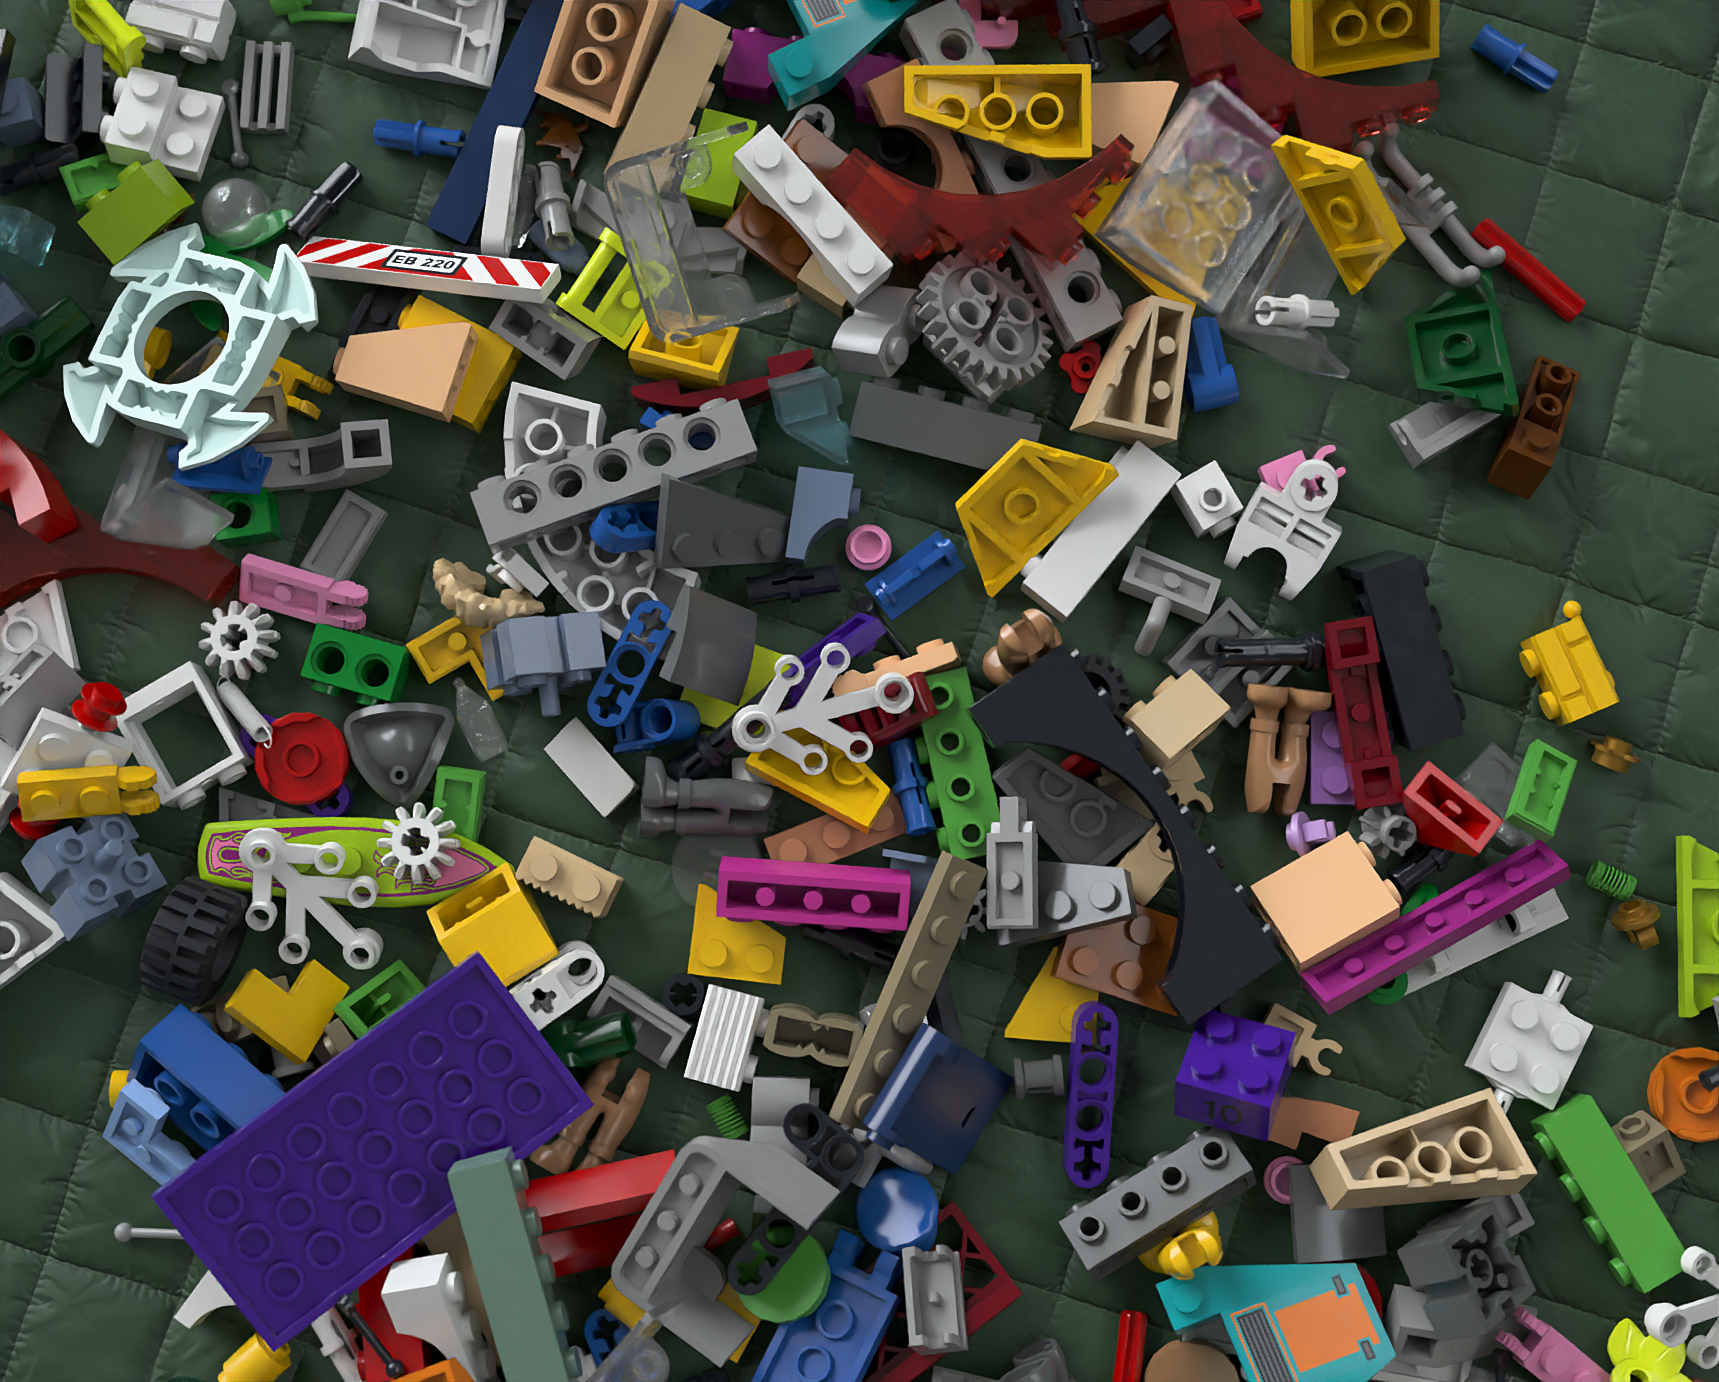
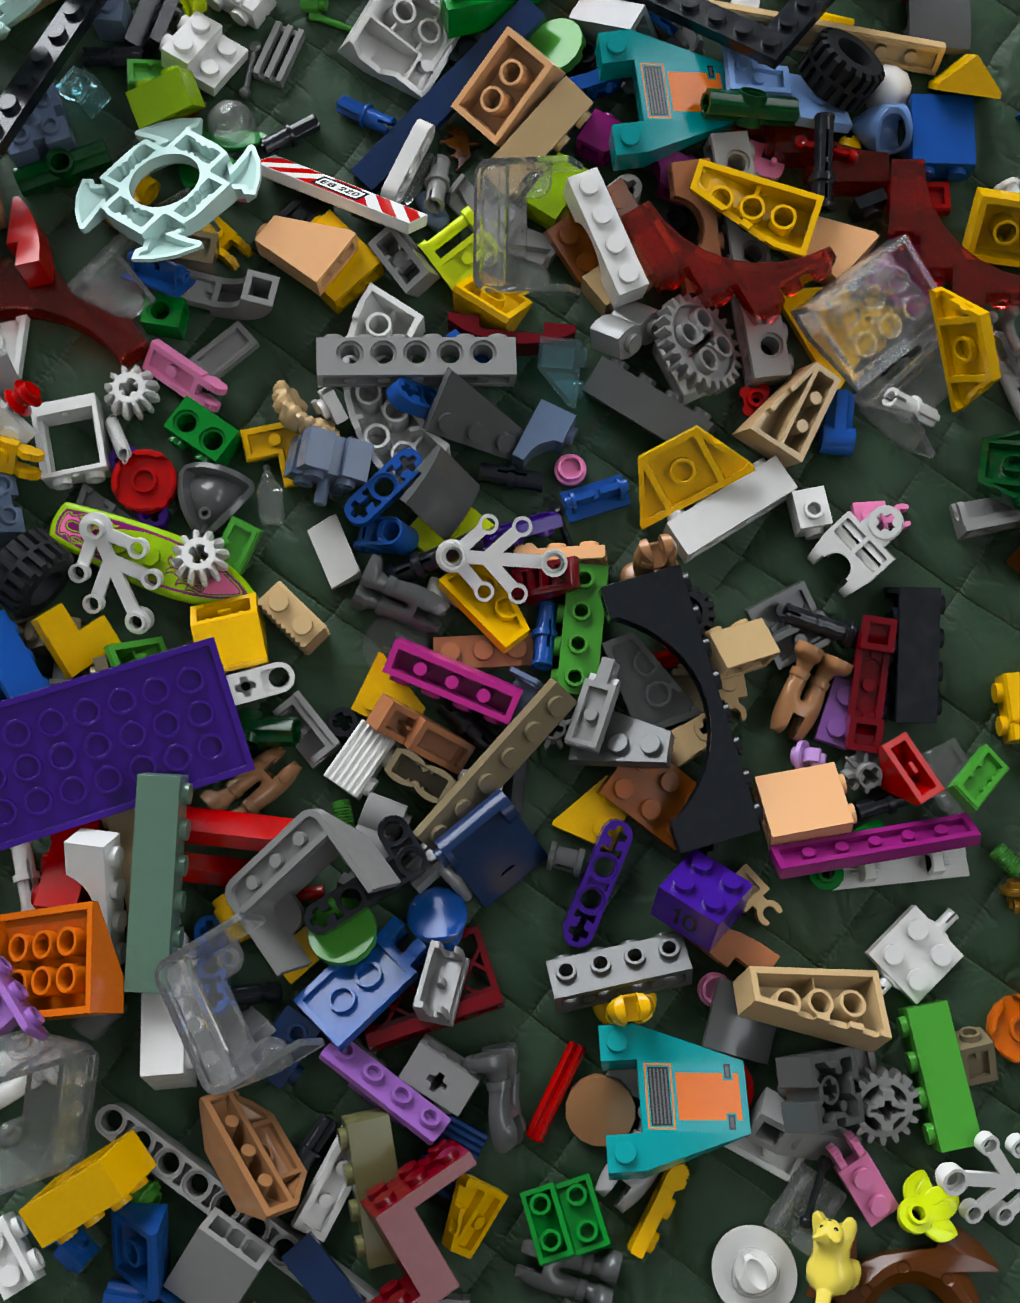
camera: 15 degrees right, 5 degrees down
(394, 1367) = (55, 899): black hinge -> none
(792, 977) = (420, 734): none -> nougat slope
(1168, 588) = (763, 561): light grey plate -> none
(1554, 1258) = (883, 1107): none -> light grey gear

